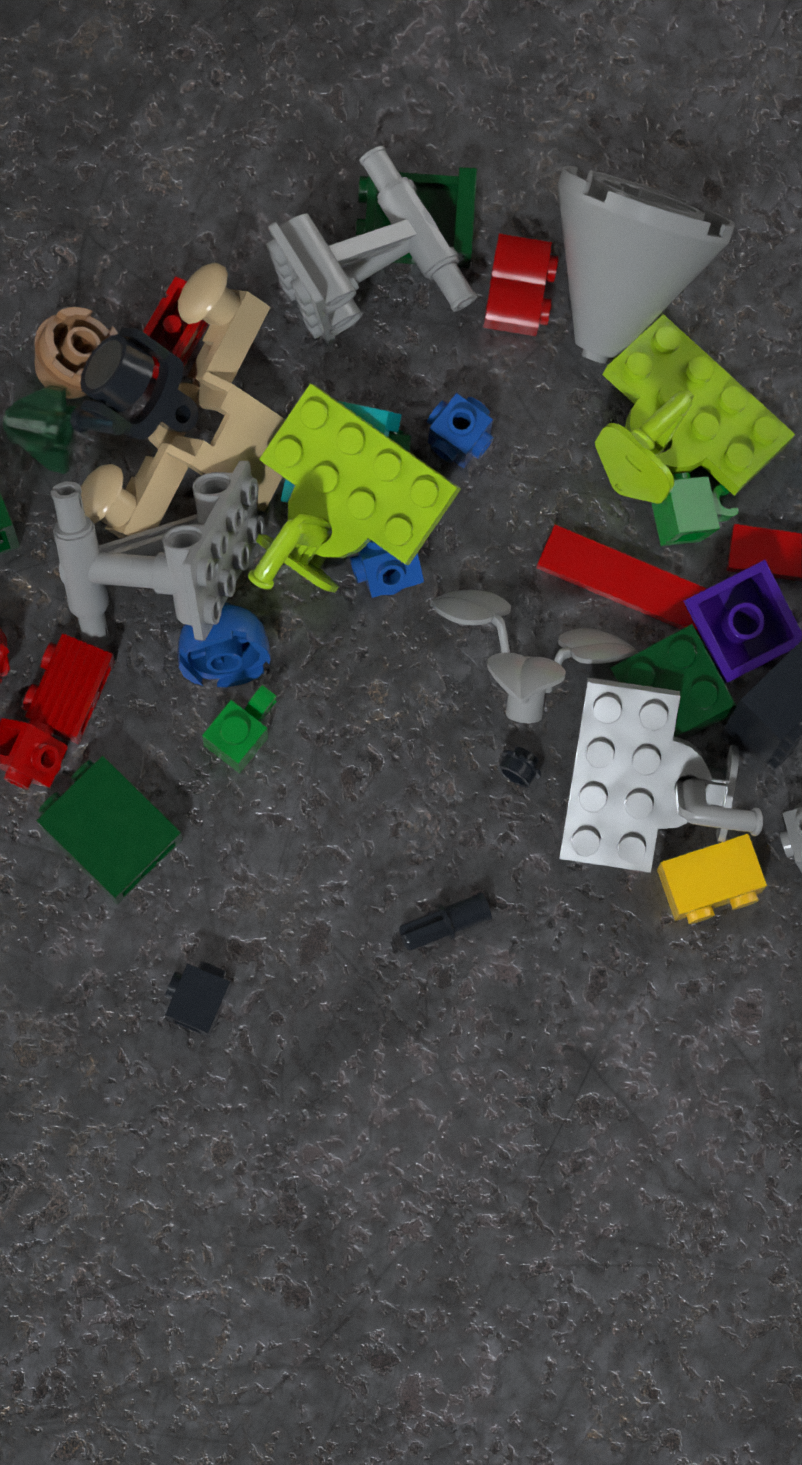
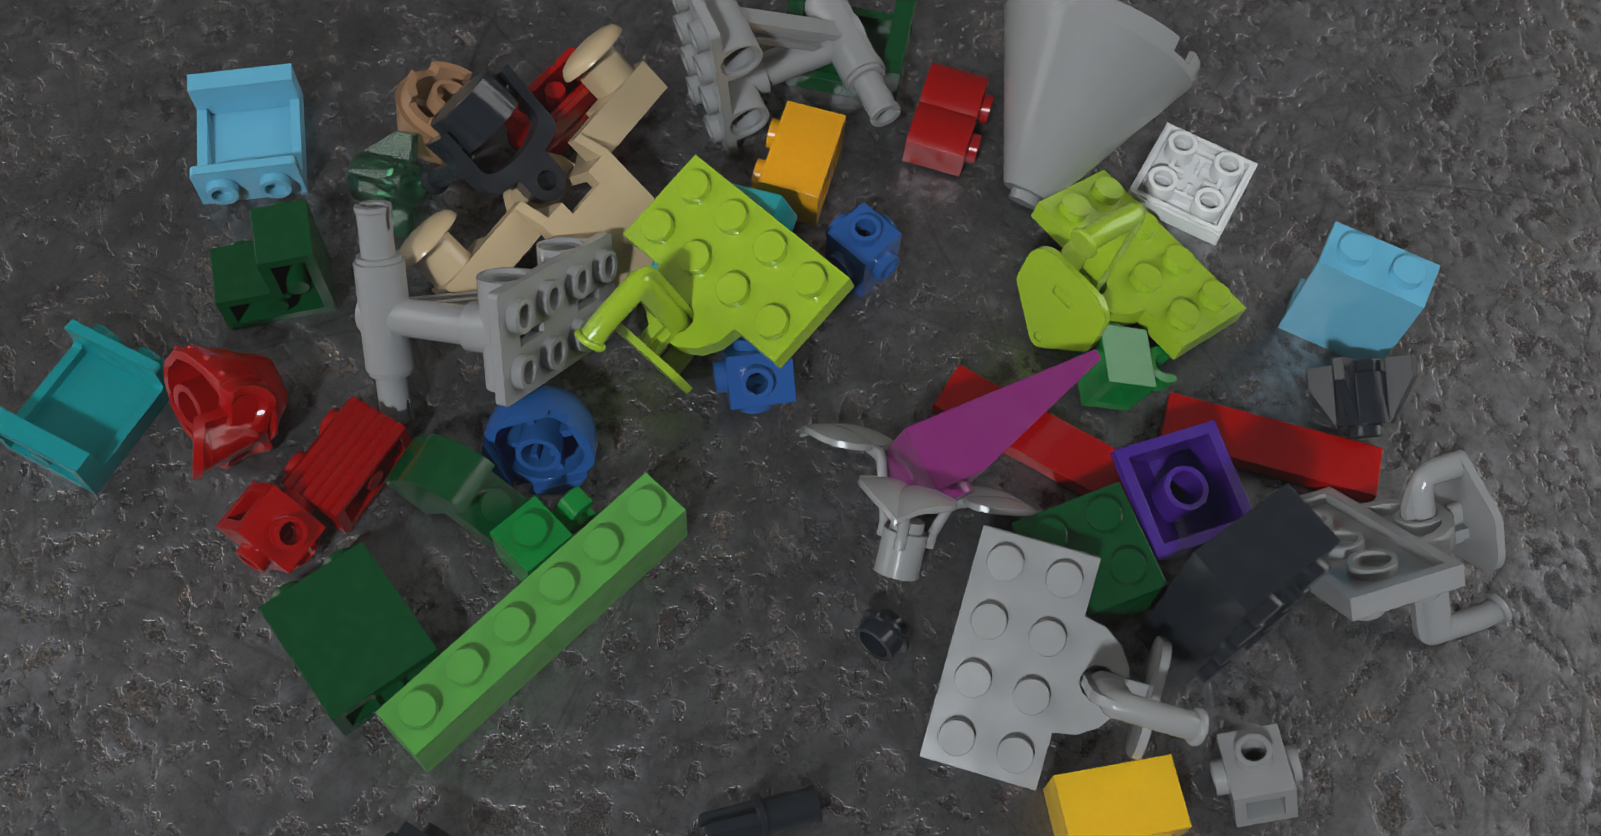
camera: 10 degrees right, 15 degrees down
(161, 695) = (454, 480): none -> dark green brick
(250, 795) = (534, 623): none -> bright green brick
(395, 353) = (801, 158): none -> light orange brick
(568, 608) = (964, 441): none -> magenta wedge
(742, 313) = (1192, 183): none -> white tile

